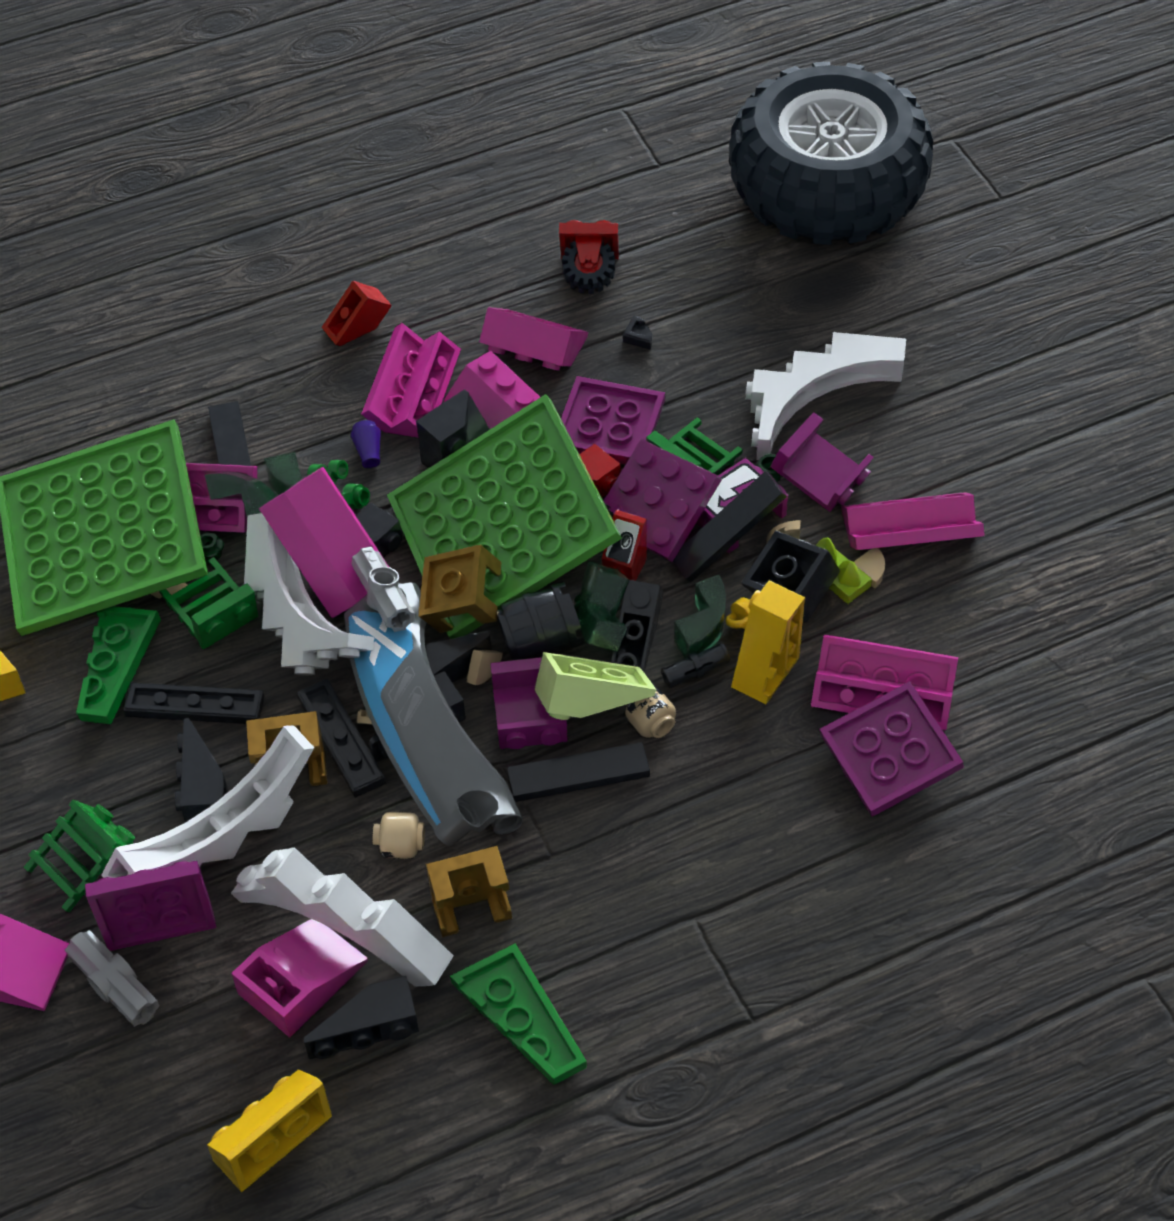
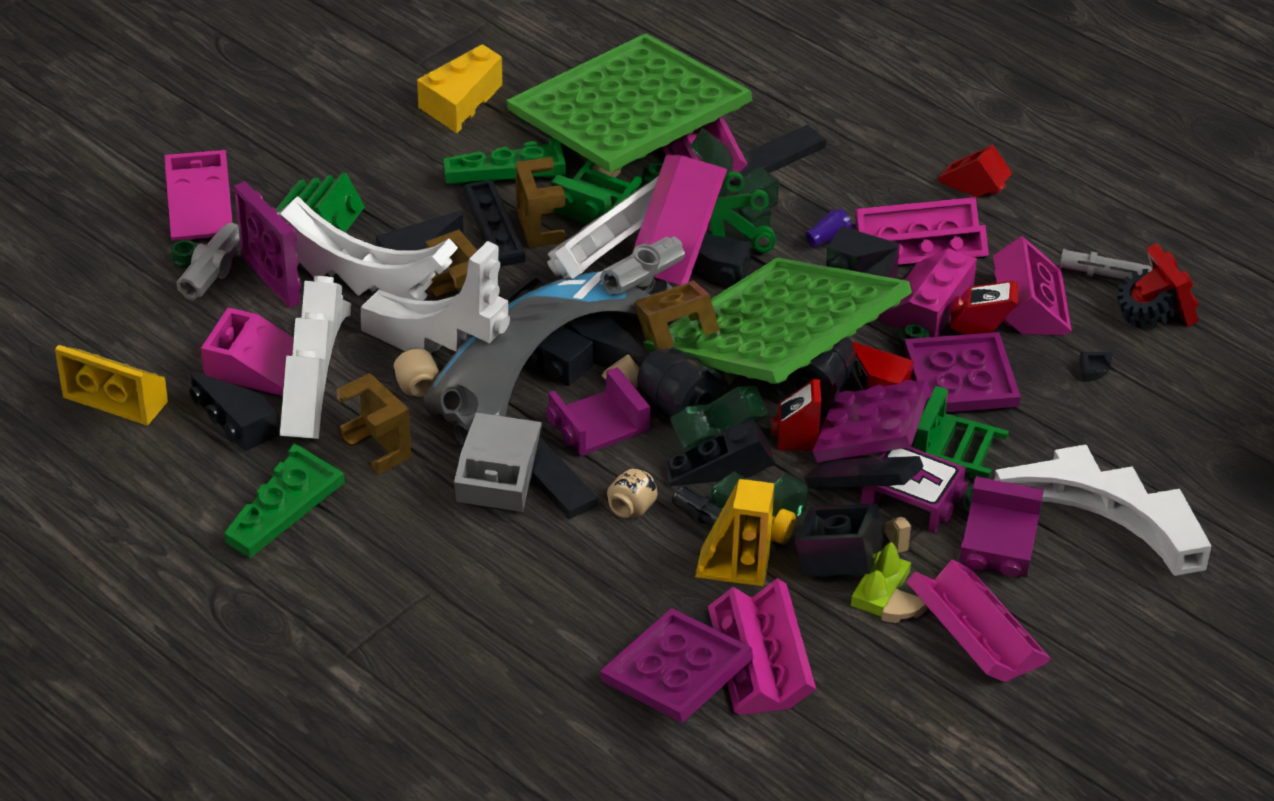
camera: 65 degrees right, 10 degrees down
(79, 994) = (182, 253): none -> dark green plate
(211, 656) = (534, 202): none -> pearl gold panel
(369, 774) = (447, 321): none -> white arch
(519, 283) = (1070, 258): none -> light grey pin
(555, 367) = (983, 307): none -> red slope
(569, 800) = (497, 462): none -> light grey slope
(588, 686) = (623, 428): yellowish green slope -> none

